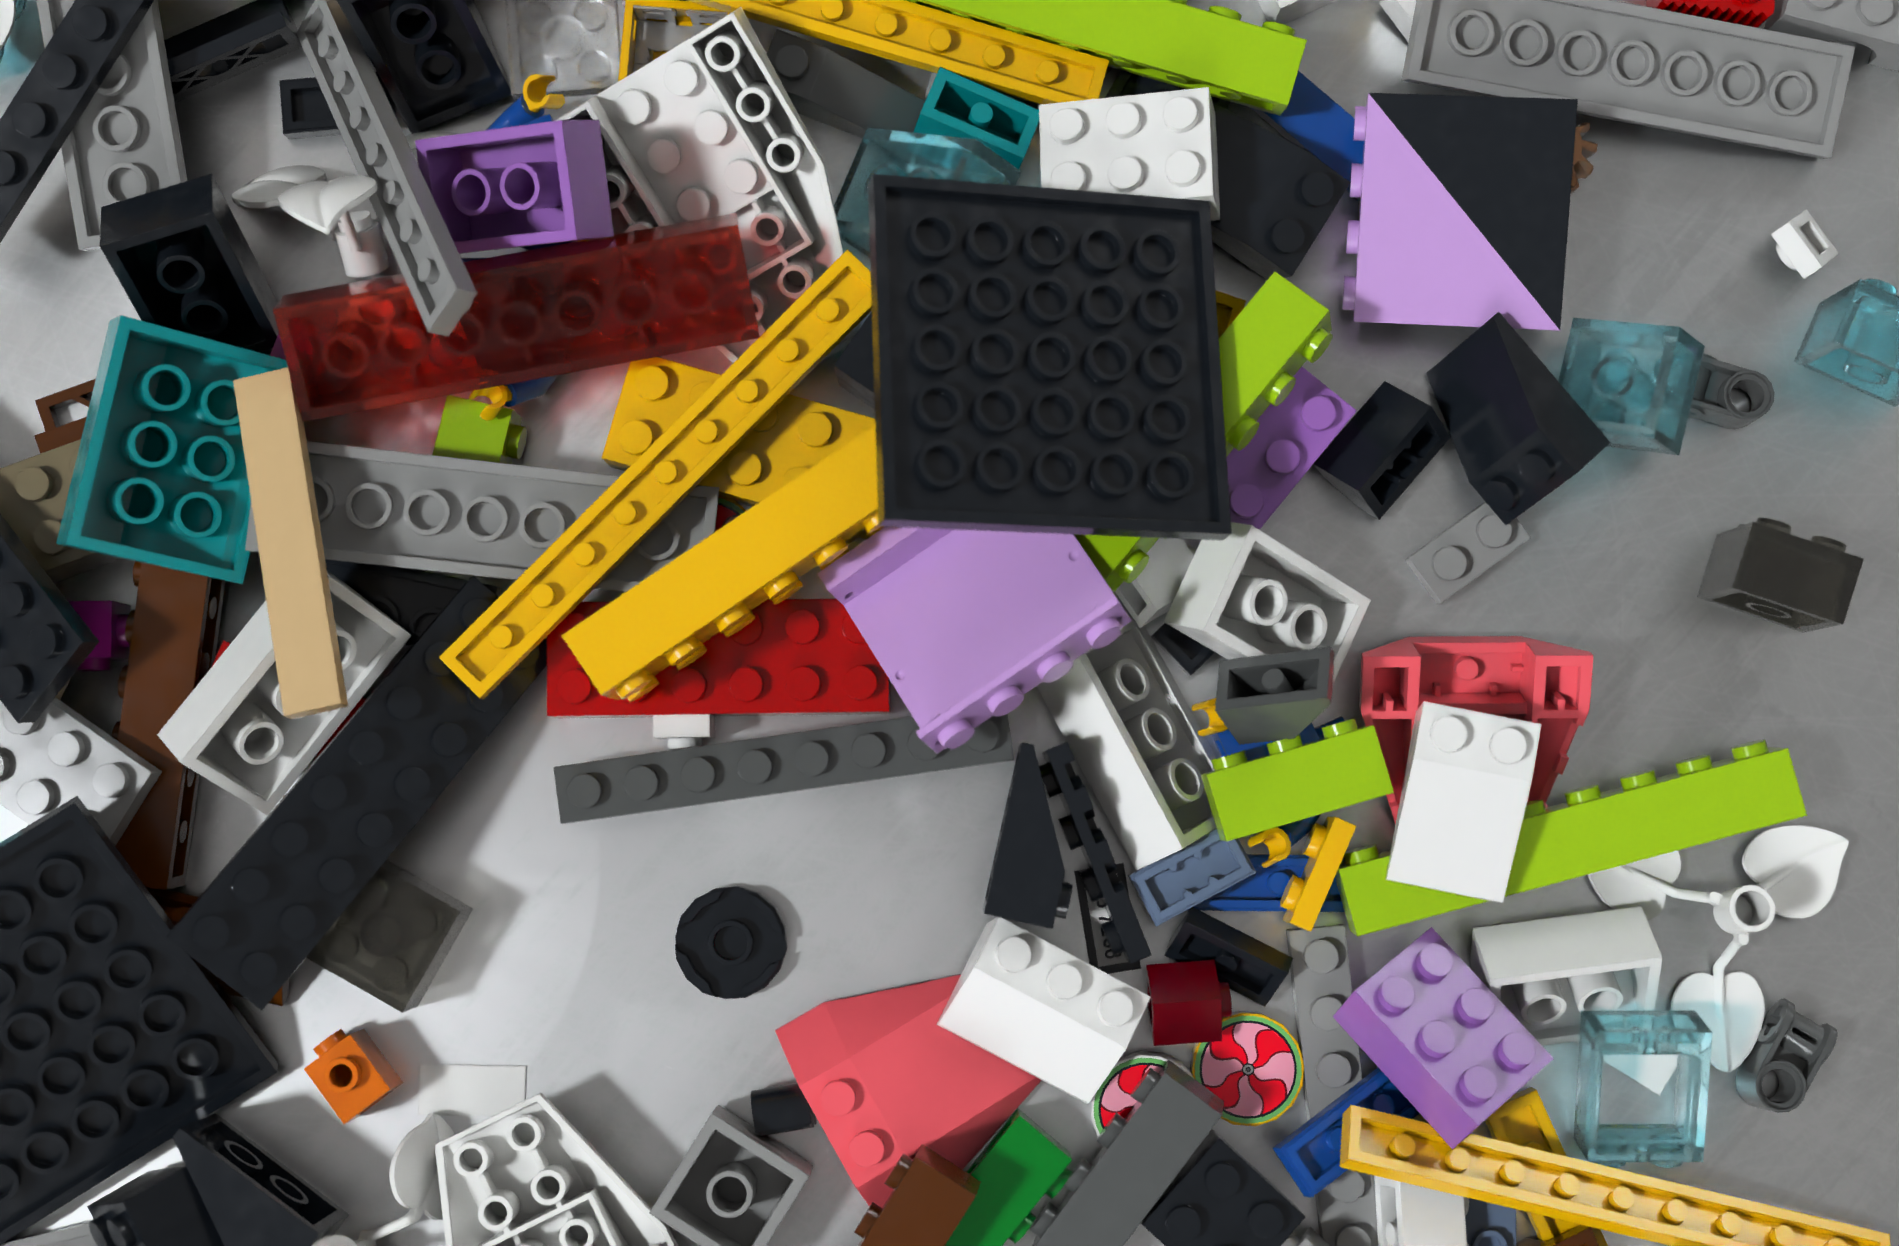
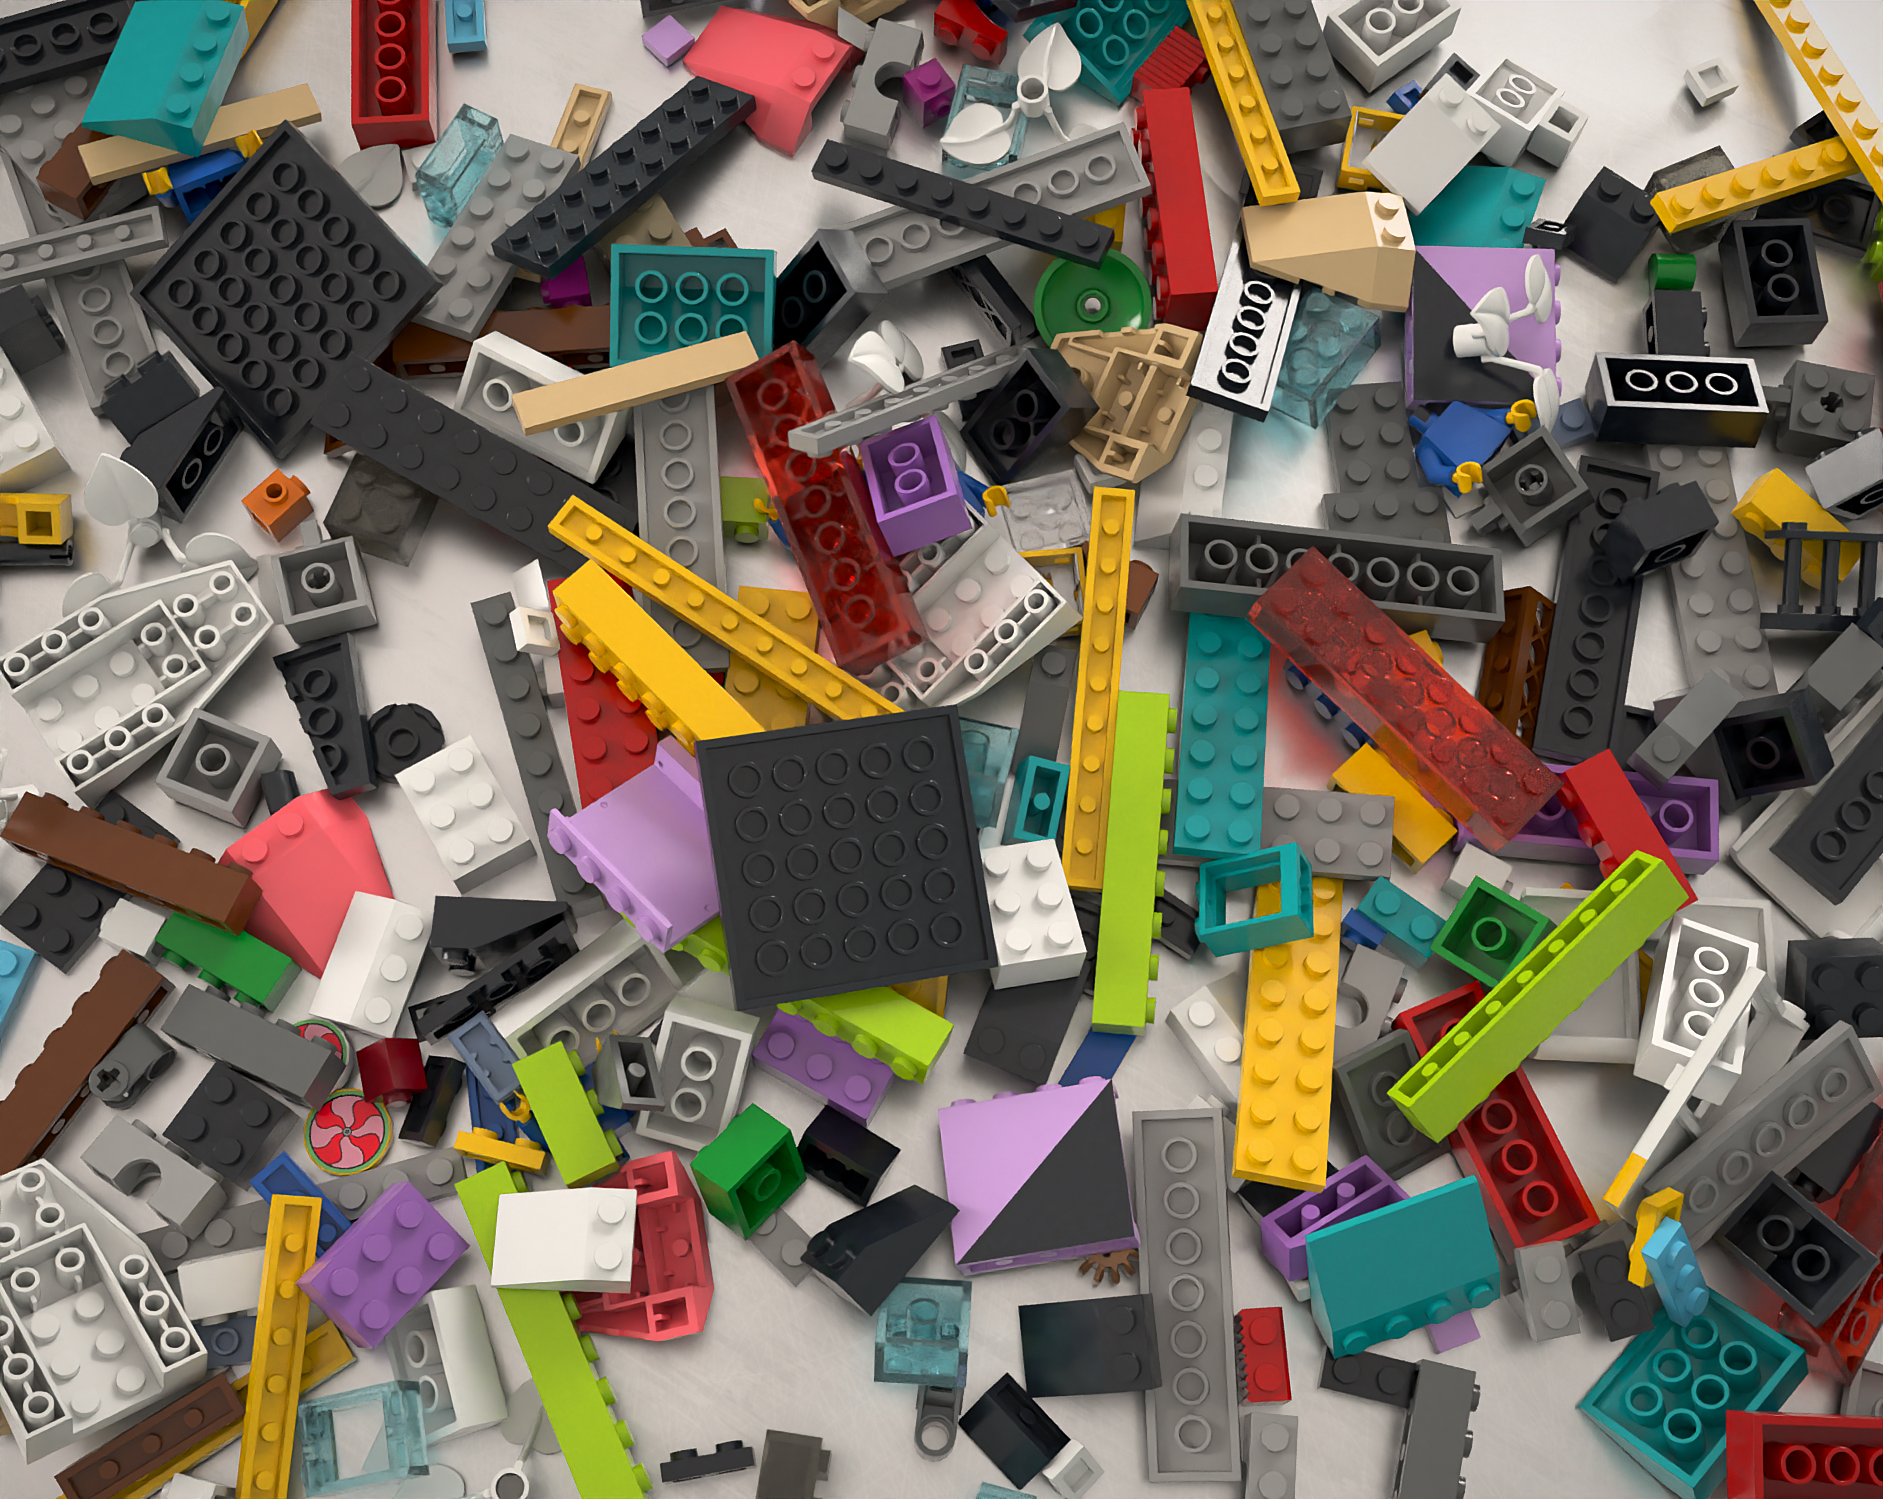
camera: 75 degrees right, 15 degrees down
(470, 1052) = (322, 586): none -> light grey hinge
(558, 743) = (531, 587): none -> white sticker
(623, 739) = (534, 631): none -> white plate
(660, 1031) = (330, 700): none -> black wing
(852, 868) = (466, 814): none -> white brick
(1398, 566) = (748, 1171): none -> green brick
(1673, 191) = (1090, 1346): none -> black slope
(1730, 693) = (687, 1465): none -> black plate
(1745, 303) = (1013, 1431): none -> black panel

